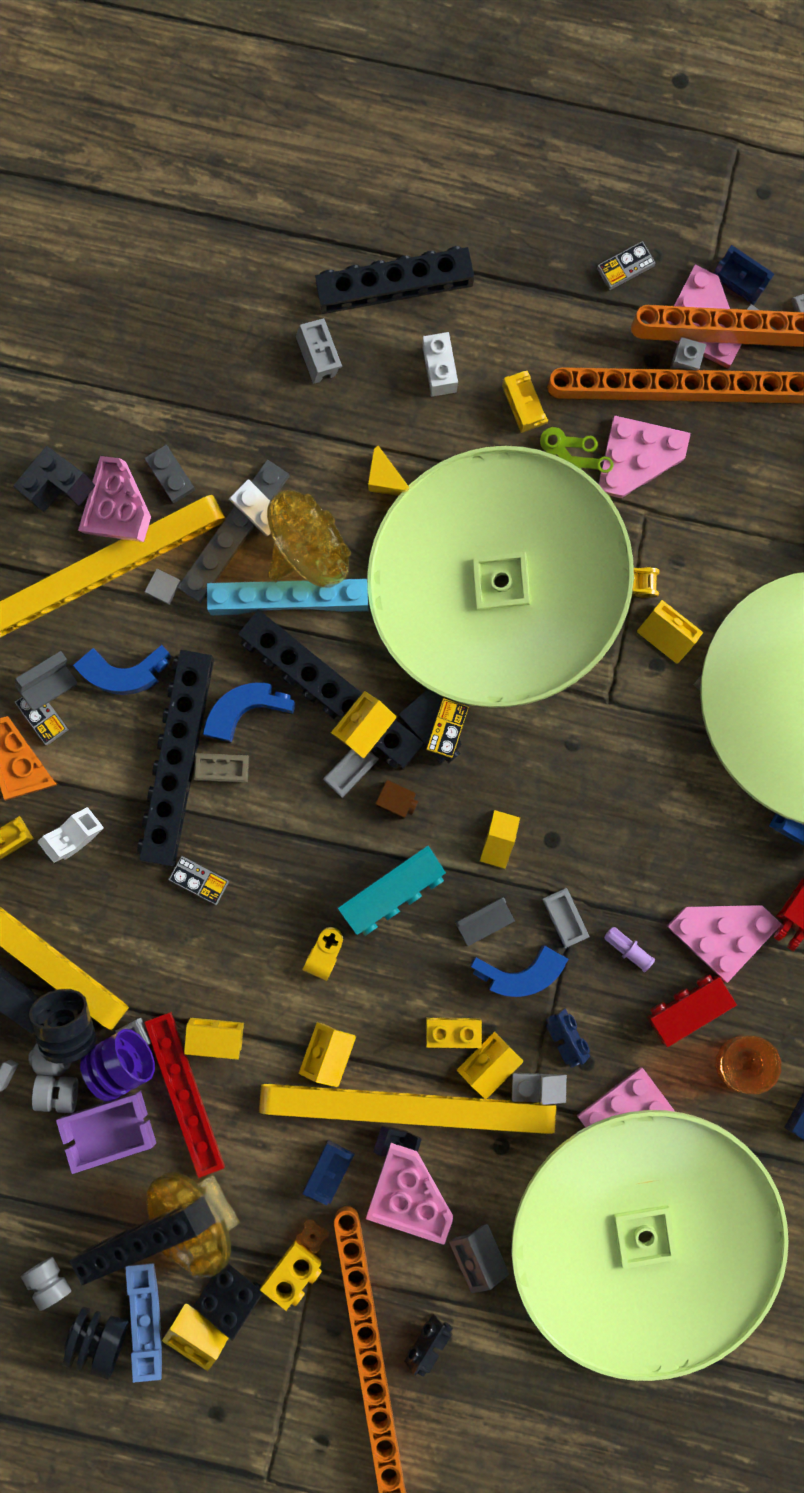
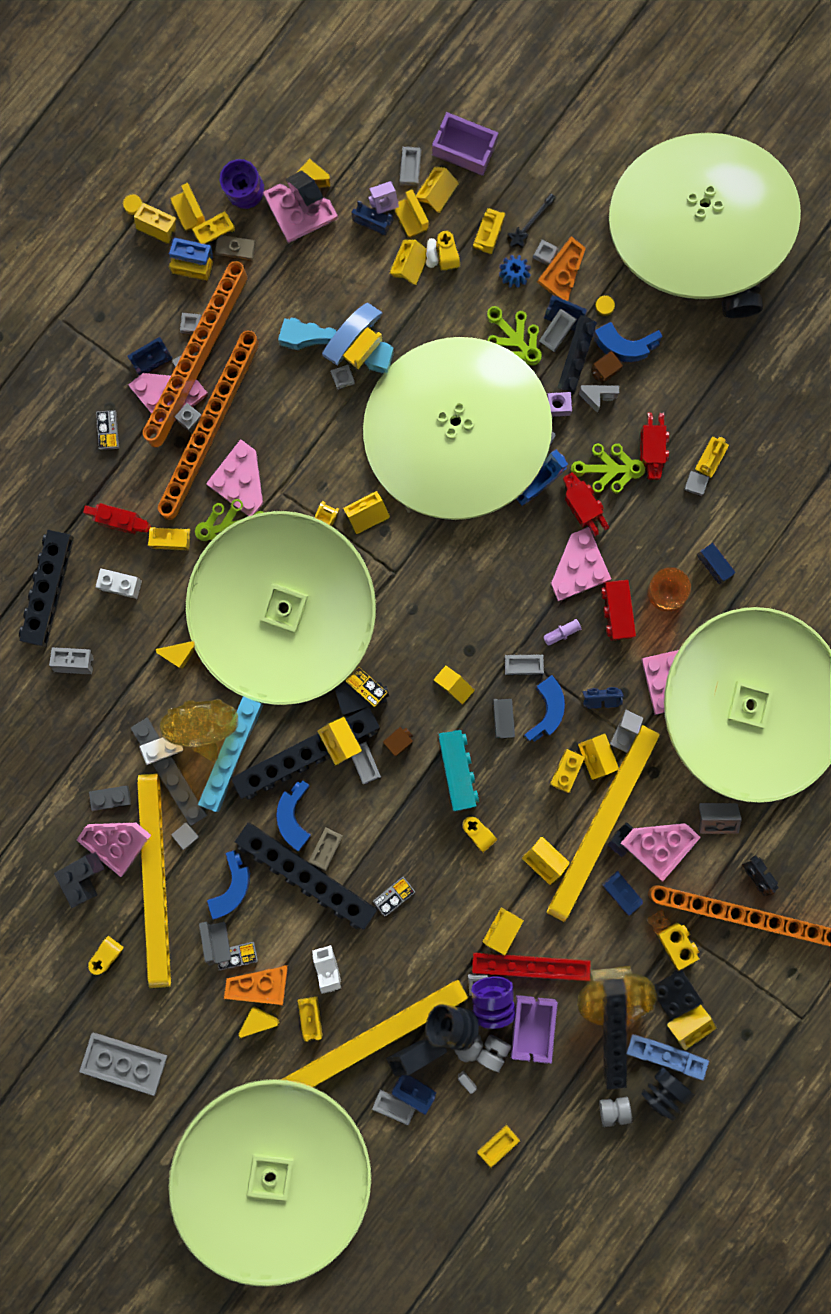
camera: 60 degrees left, 0 degrees up
(520, 326) = (117, 519): none -> red hinge

